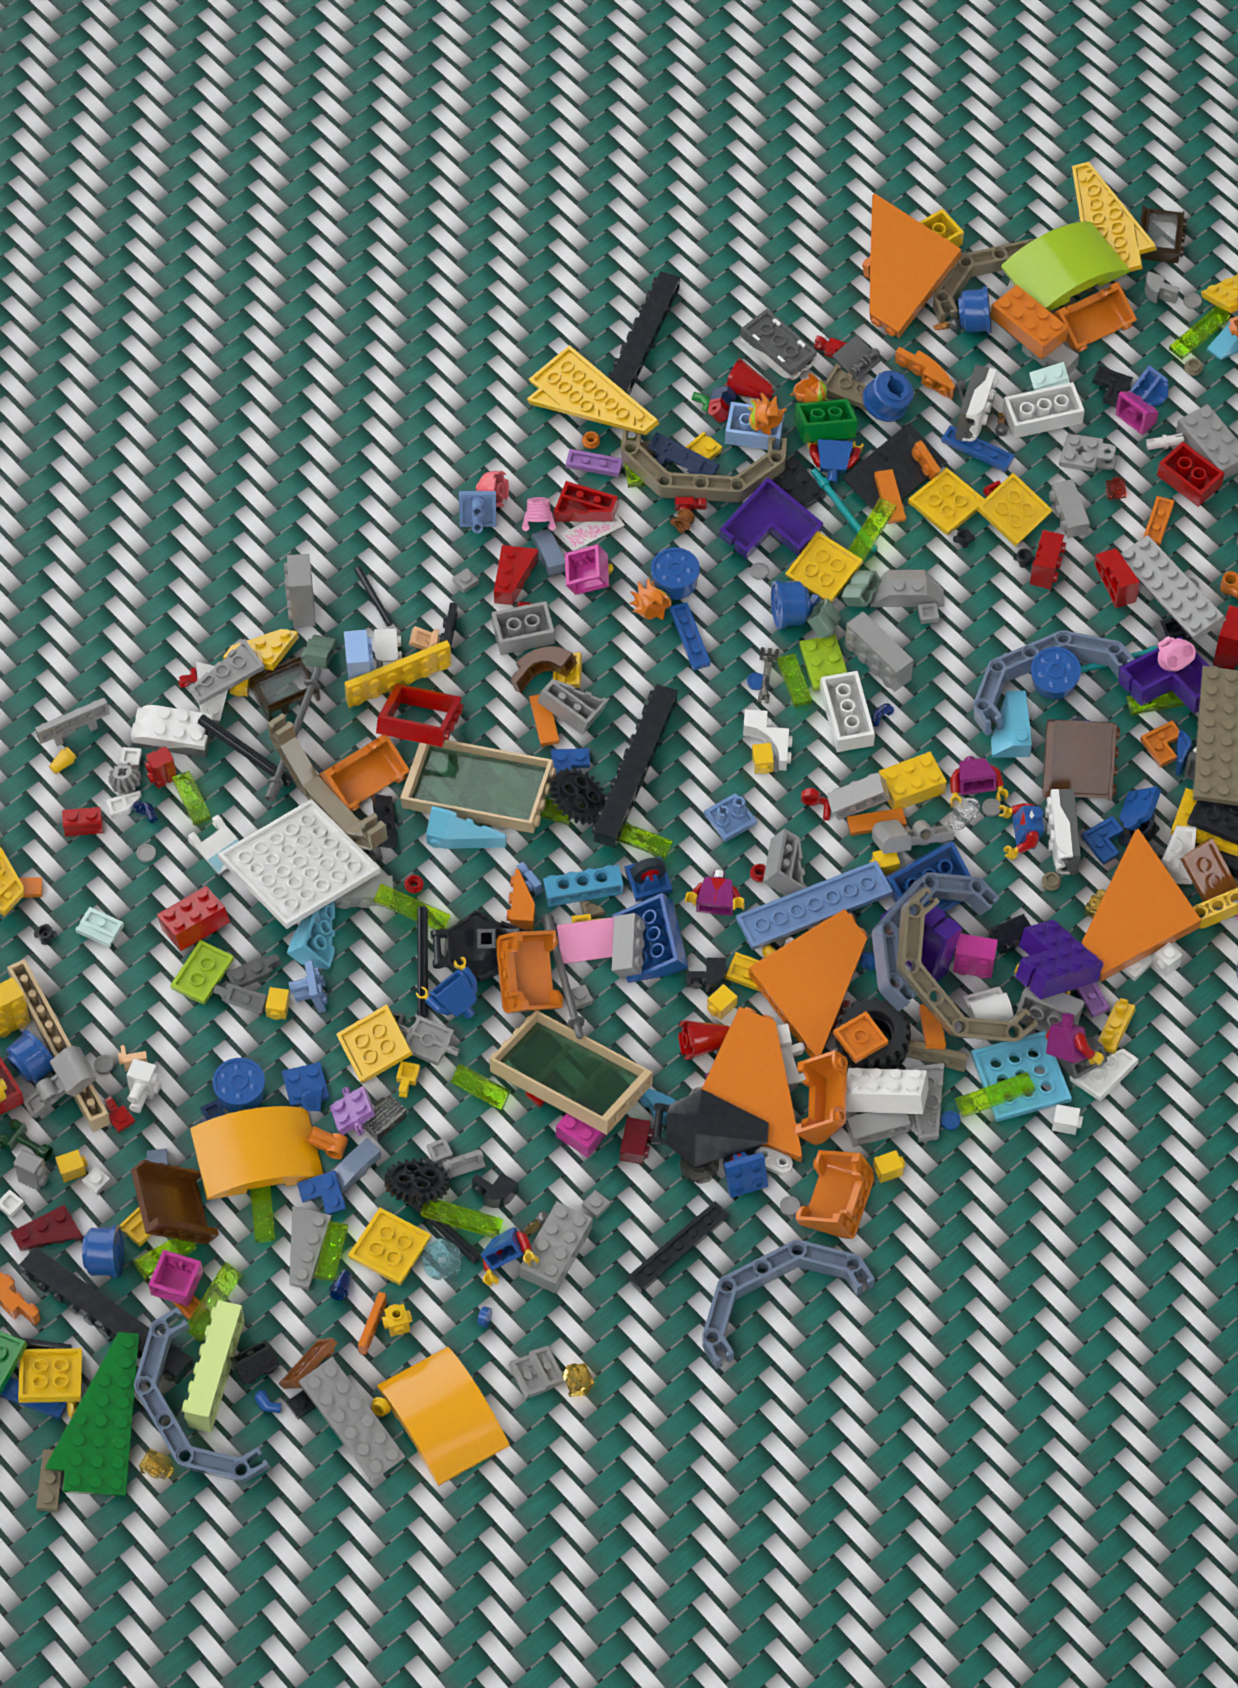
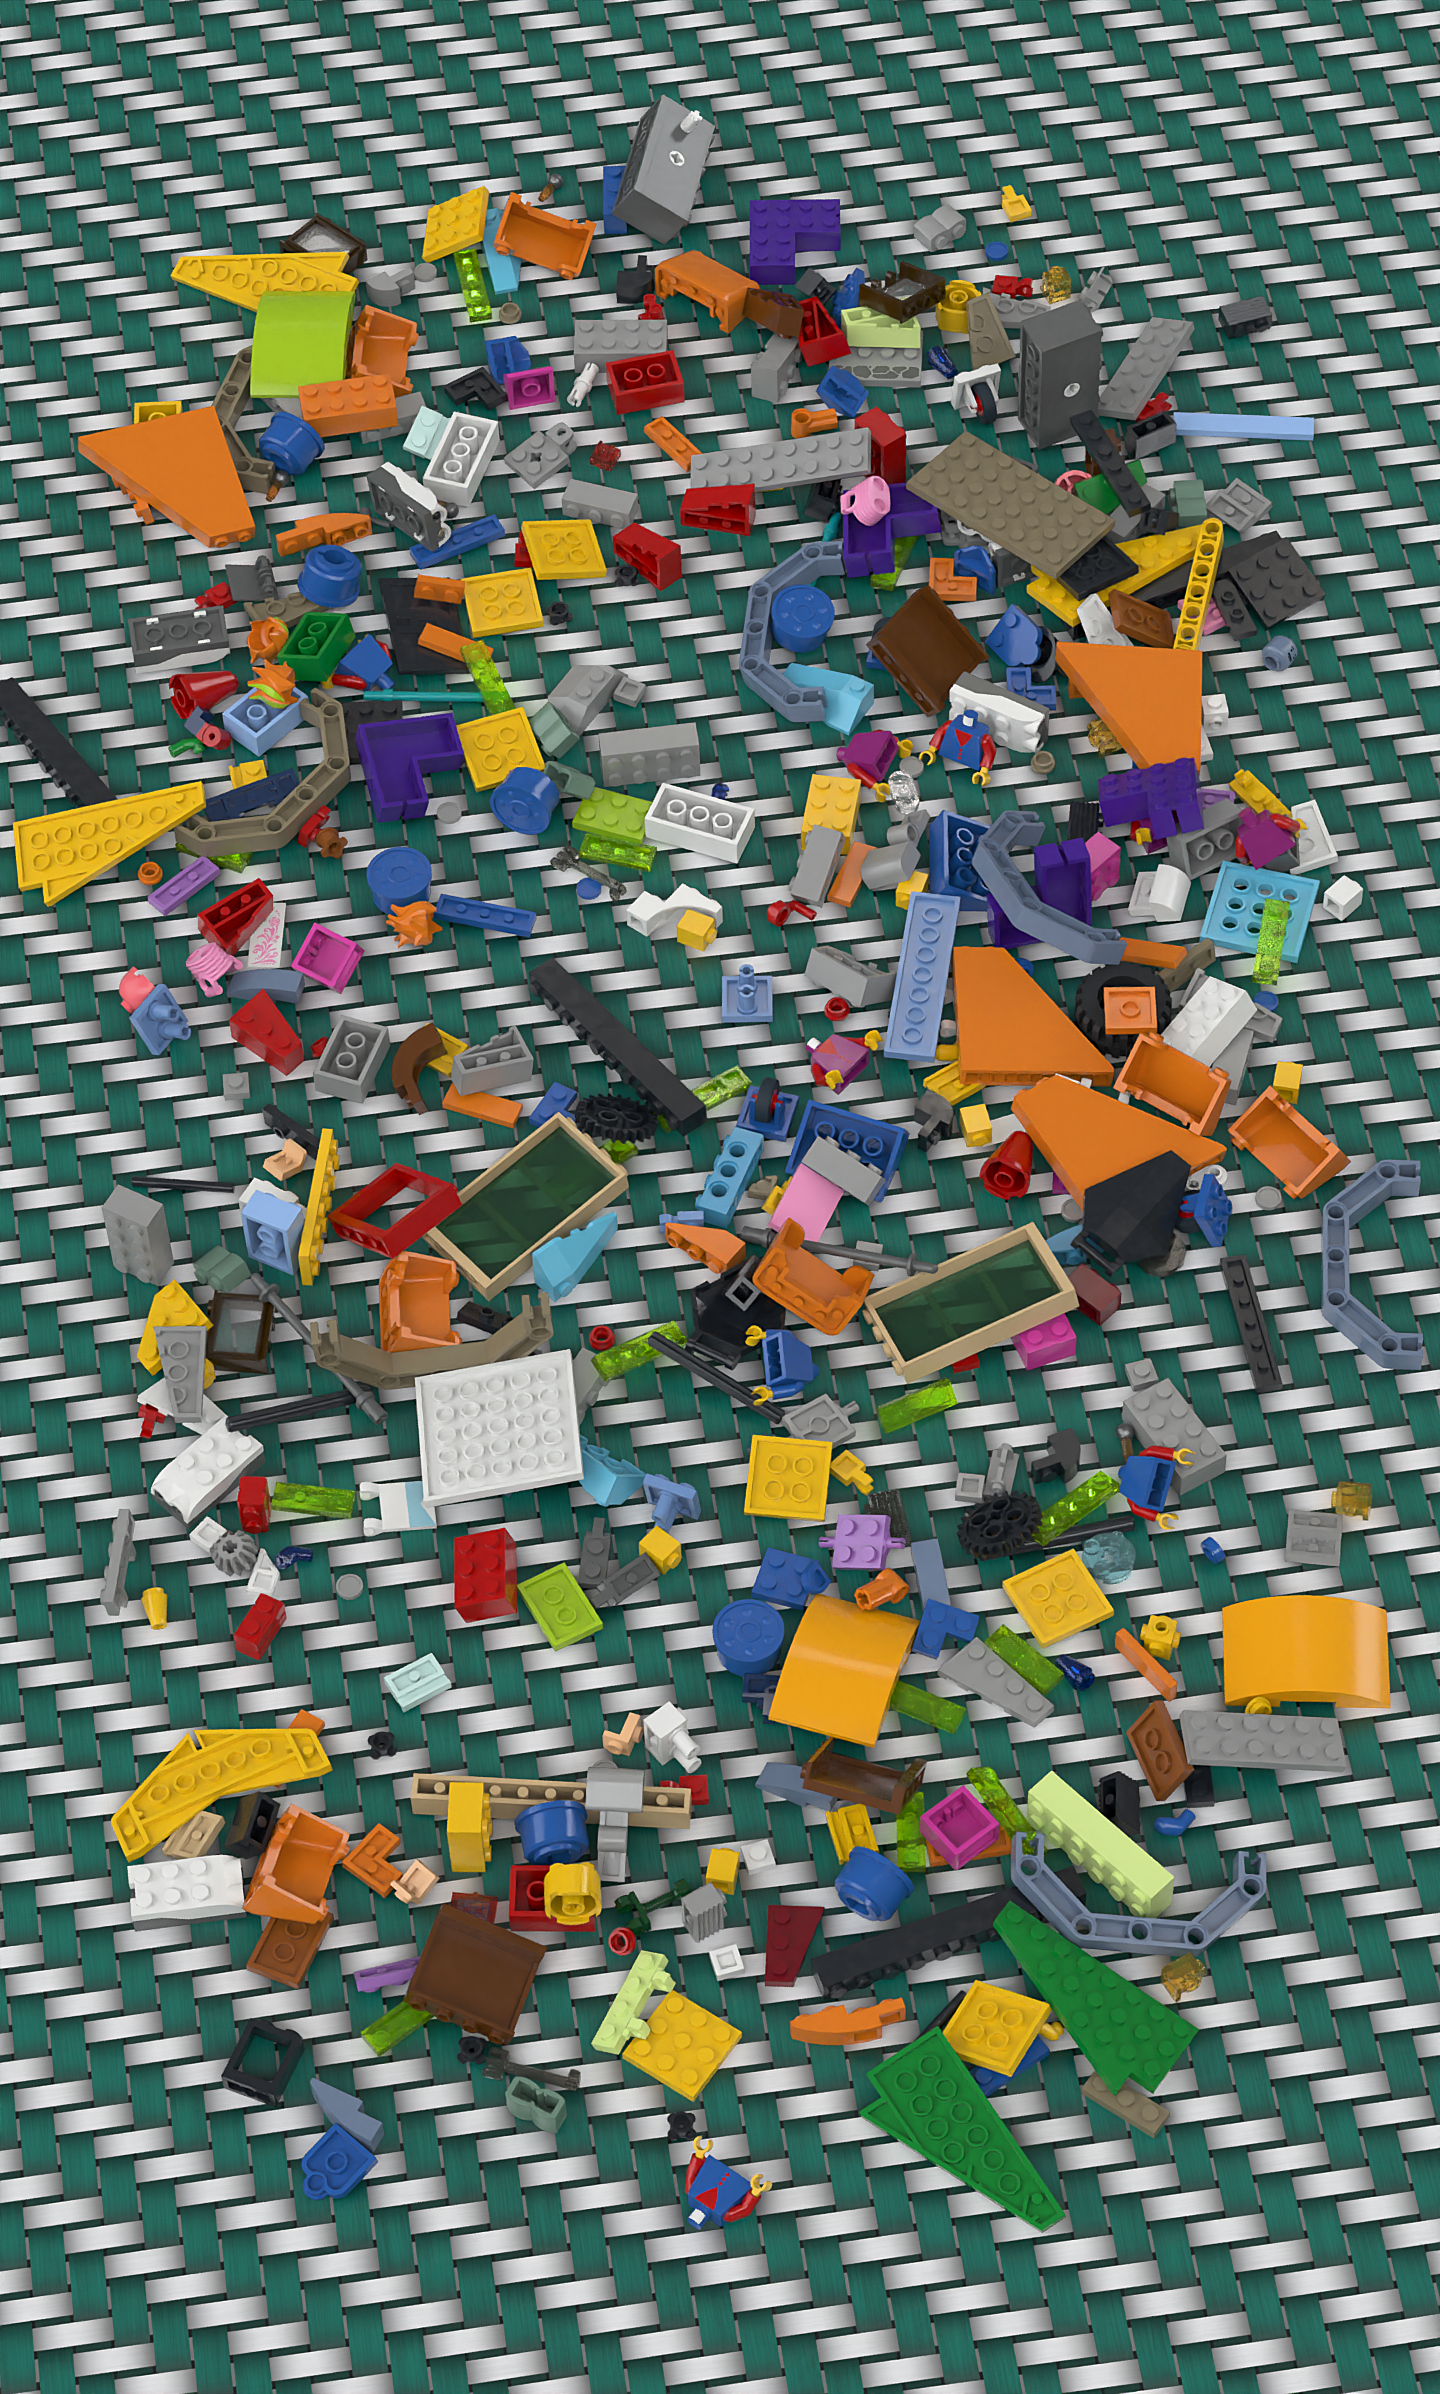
camera: 55 degrees left, 5 degrees down
(923, 983) = (1118, 912): dark tan piece -> none

